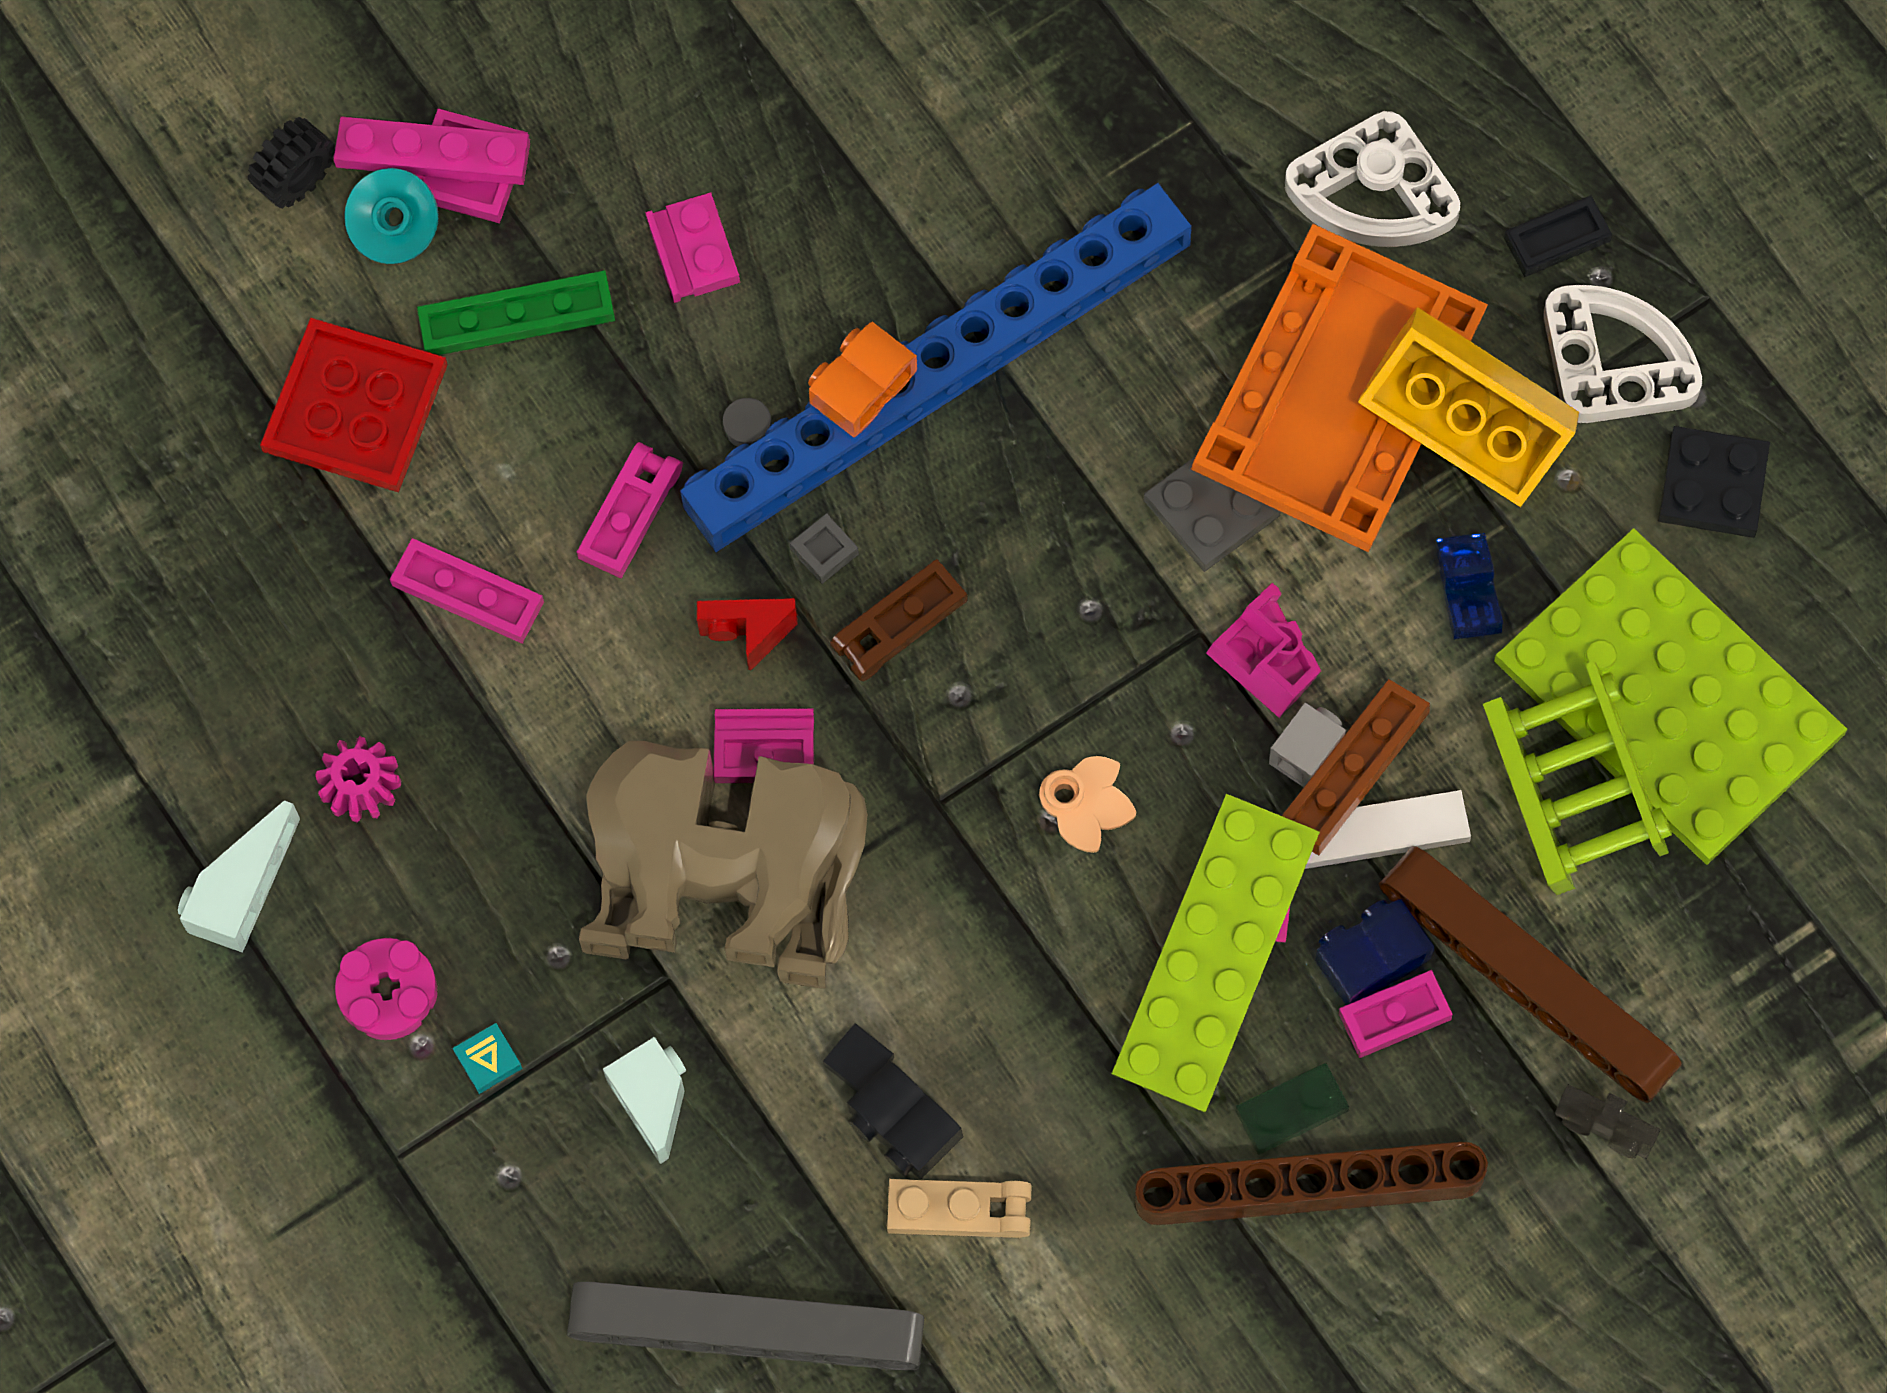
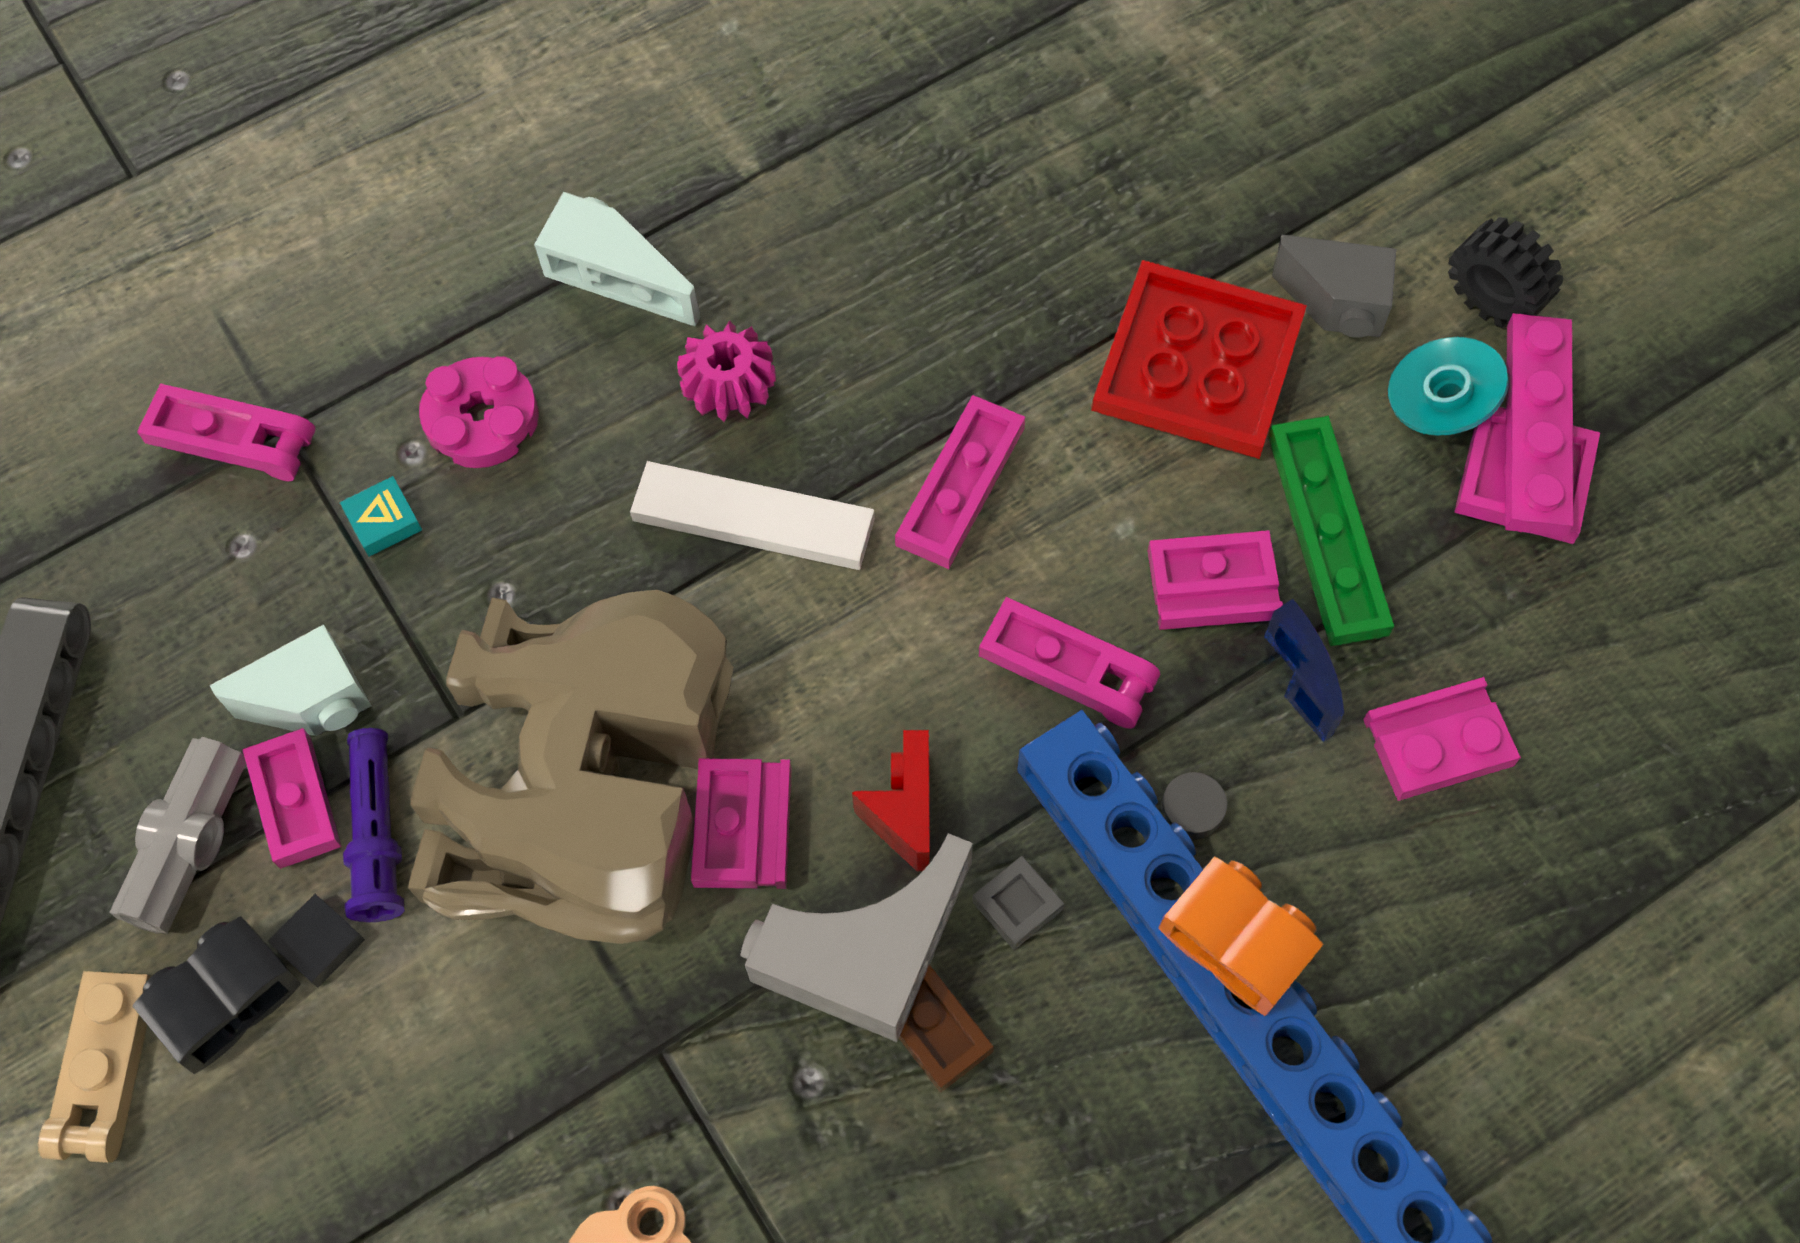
camera: 90 degrees right, 5 degrees down
(289, 291) = (1340, 282): none -> dark grey slope
(403, 1198) = (226, 430): none -> dark pink plate
(492, 756) = (753, 515): none -> white tile
(560, 400) = (1214, 579): none -> dark pink plate
(653, 328) = (1314, 684): none -> clear blue slope
(743, 1090) = (291, 798): none -> dark pink plate
(775, 1171) = (179, 835): none -> light grey piece
(789, 1021) = (372, 852): none -> dark purple pin
(880, 632) = (861, 960): none -> light grey arch

